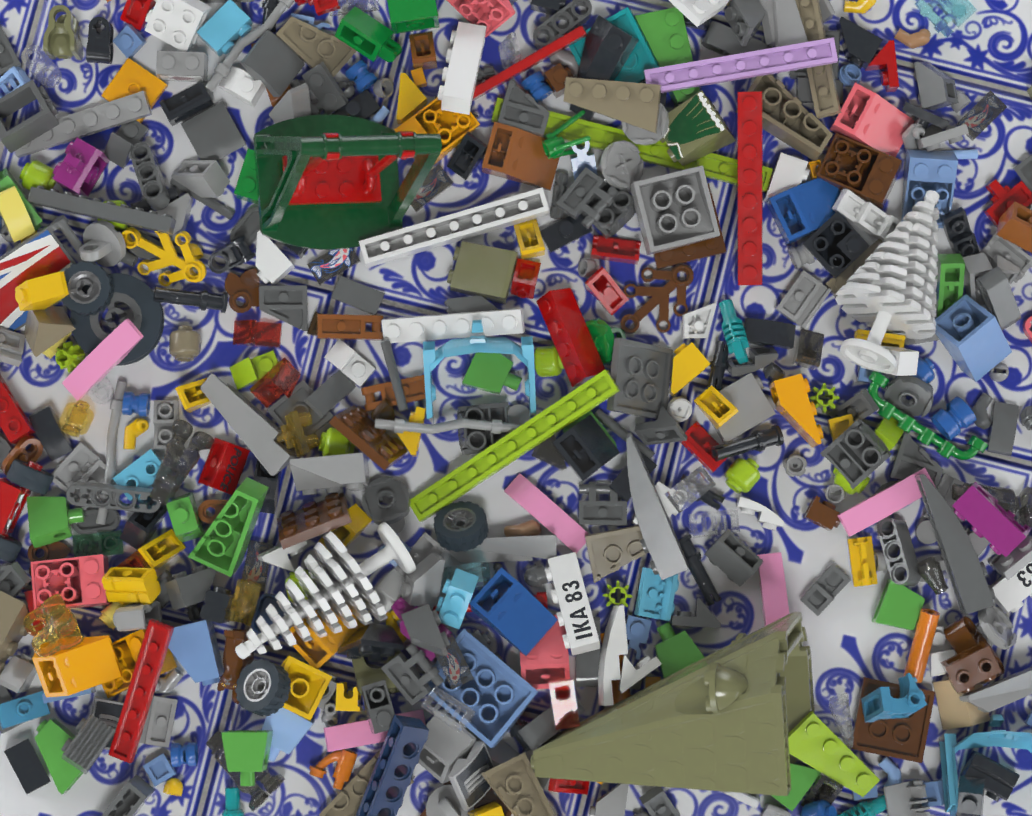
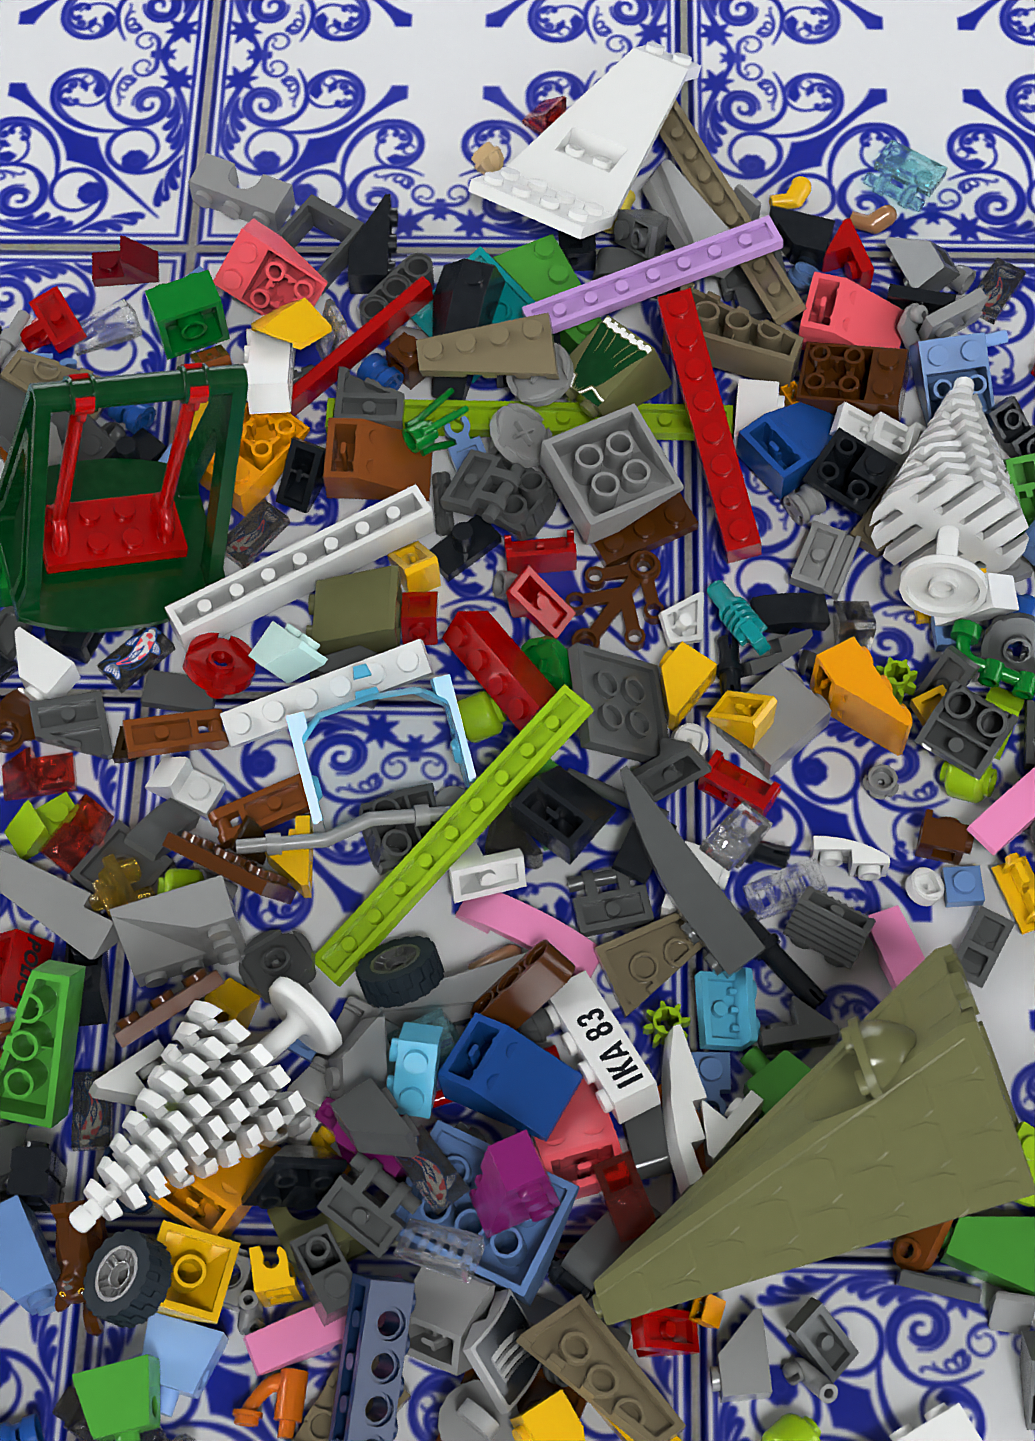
camera: 10 degrees left, 20 degrees down
(244, 601) = (78, 1161): clear yellow hips -> none
(368, 36) = (121, 354): green brick -> none
(376, 291) = (215, 679): none -> red plate
(383, 83) = (164, 421): light grey hinge -> none
(394, 375) = (254, 783): dark grey bar -> none
(431, 290) = (287, 652): none -> light aqua slope
(482, 42) = (294, 323): none -> yellow slope
(490, 373) = (396, 749): bright green torso -> none
(499, 689) = (512, 1186): none -> magenta wedge
(523, 474) = (486, 875): none -> white slope
(534, 557) = (526, 986): none -> reddish brown beam
(742, 475) = (807, 809): lime head -> none
(757, 441) = (816, 756): black pin -> none
(801, 542) = (924, 886): none -> white tile
(826, 546) = (962, 886): none -> medium blue plate
(834, 488) = (948, 801): light grey hinge -> none

